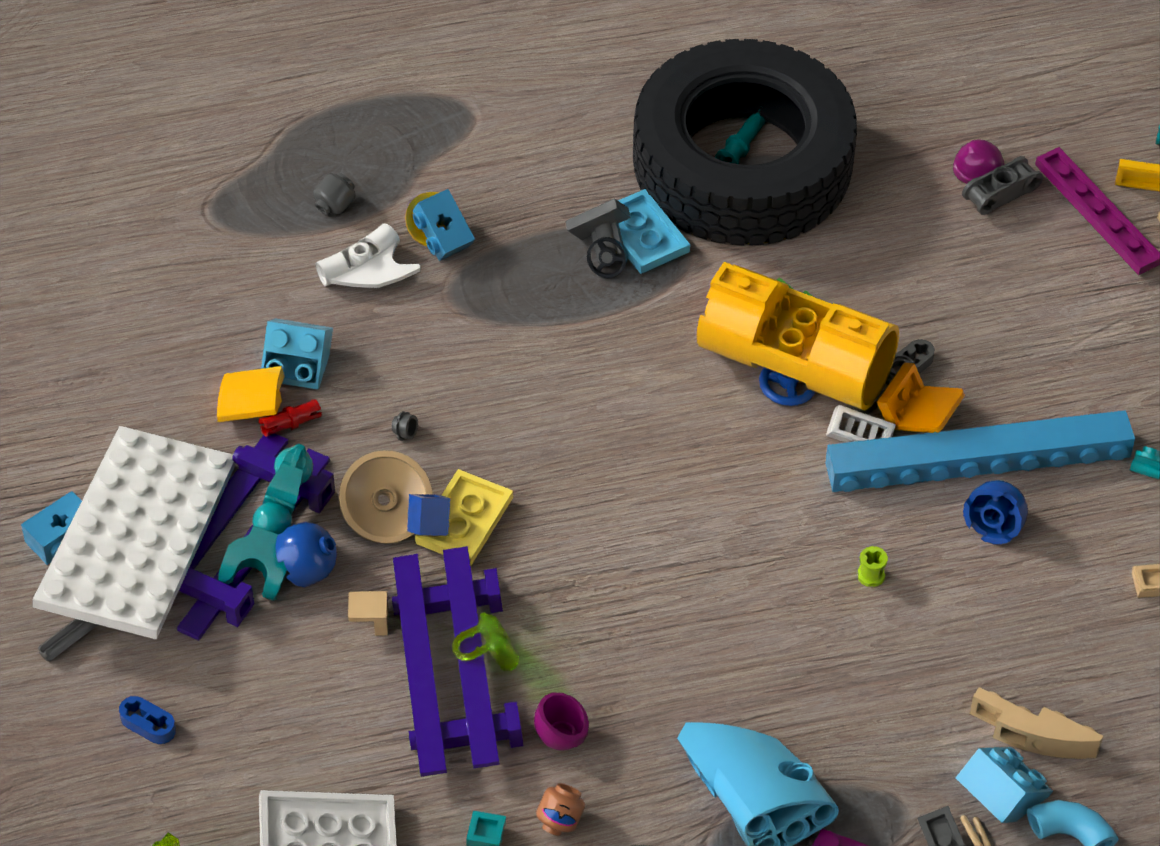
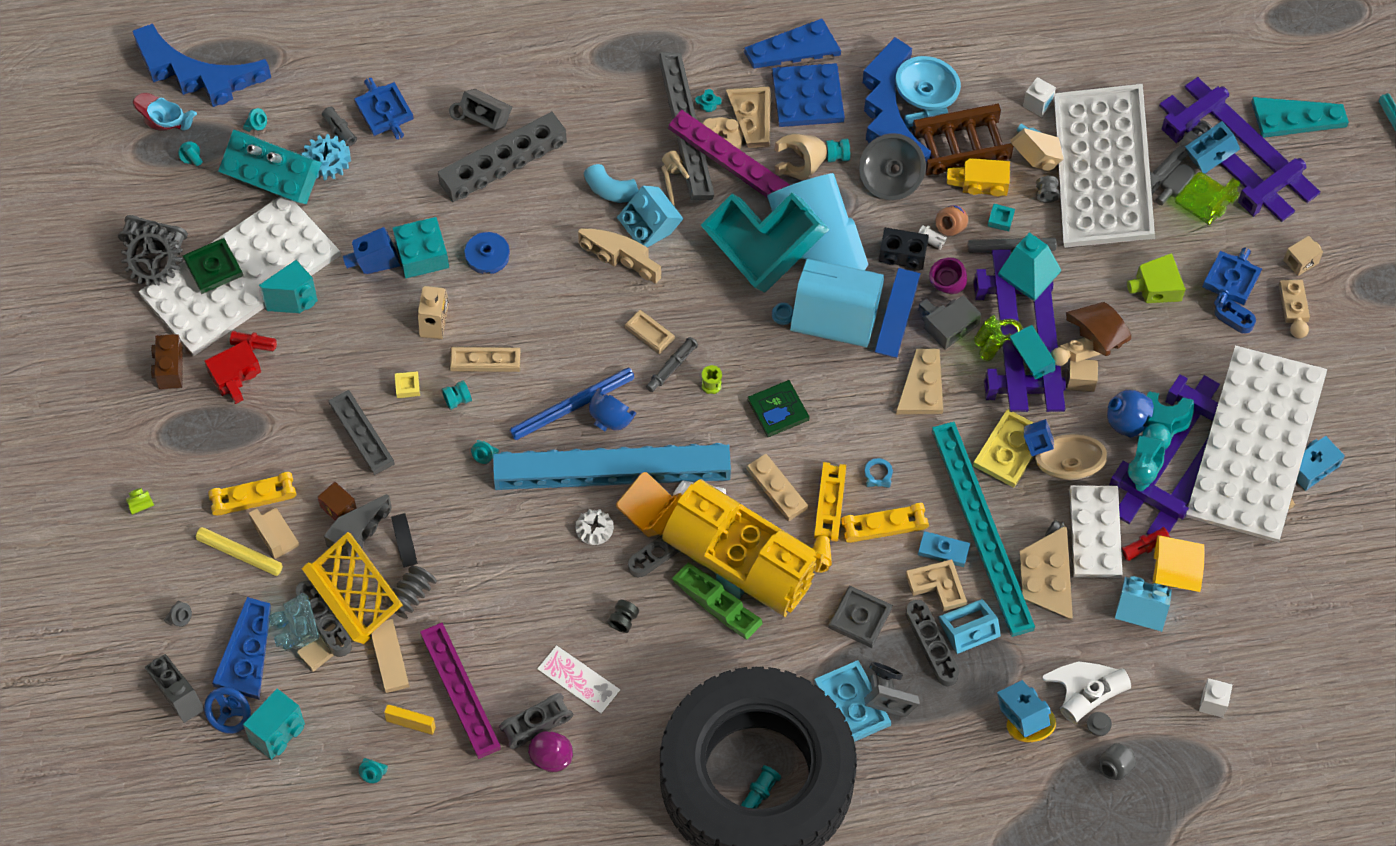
camera: 175 degrees left, 10 degrees up
(37, 808) = (1303, 255): none -> tan brick
(59, 739) = (1295, 306): none -> tan plate
(147, 766) = (1232, 277): none -> blue plate
(215, 260) = (1215, 698): none -> white brick
(256, 752) = (1158, 281): none -> lime torso
(342, 667) = (1101, 325): none -> reddish brown slope
(351, 423) = (1095, 532): none -> white plate
(352, 232) = (1099, 724): none -> dark grey plate
(374, 632) = (1074, 350): none -> tan plate
(415, 372) = (1047, 574): none -> tan wing
(438, 608) = (1033, 352): none -> teal hinge
(444, 732) = (1030, 267): none -> teal slope
(469, 795) = (988, 245): none -> dark grey axle
(500, 426) = (983, 529): none -> teal plate
(509, 302) = (971, 633): none -> medium azure tile
(545, 399) = (943, 548): none -> dark azure plate
(547, 362) = (941, 578): none -> tan plate
(553, 668) = (949, 322): none -> dark grey hinge
(557, 298) = (930, 643): none -> dark grey beam
(585, 592) = (923, 385): none -> tan wing
(592, 794) = (935, 239): none -> white pin
(622, 422) = (884, 523): none -> yellow plate
(627, 775) = (904, 243): none -> black brick
(628, 675) = (897, 313): none -> blue slope
(642, 322) = (860, 616): none -> dark grey tile
(643, 468) = (871, 482): none -> dark azure piece
(694, 439) = (830, 501): none -> yellow plate
(698, 376) = (822, 545): none -> yellow cone
(714, 654) = (837, 302): none -> medium azure piece
(764, 453) = (777, 487): none -> tan plate
(776, 546) = (778, 408): none -> dark green tile
(788, 668) = (782, 313): none -> dark azure plate
(838, 725) = (765, 247): none -> teal piece
(927, 292) = (623, 616): none -> pearl dark grey wheel
(928, 589) = (672, 364): none -> dark grey piece
(964, 240) = (578, 679): none -> white sticker
(969, 632) = (649, 331): none -> tan tile
(974, 394) = (600, 534): none -> white gear
(1049, 530) = (570, 404): none -> blue axle

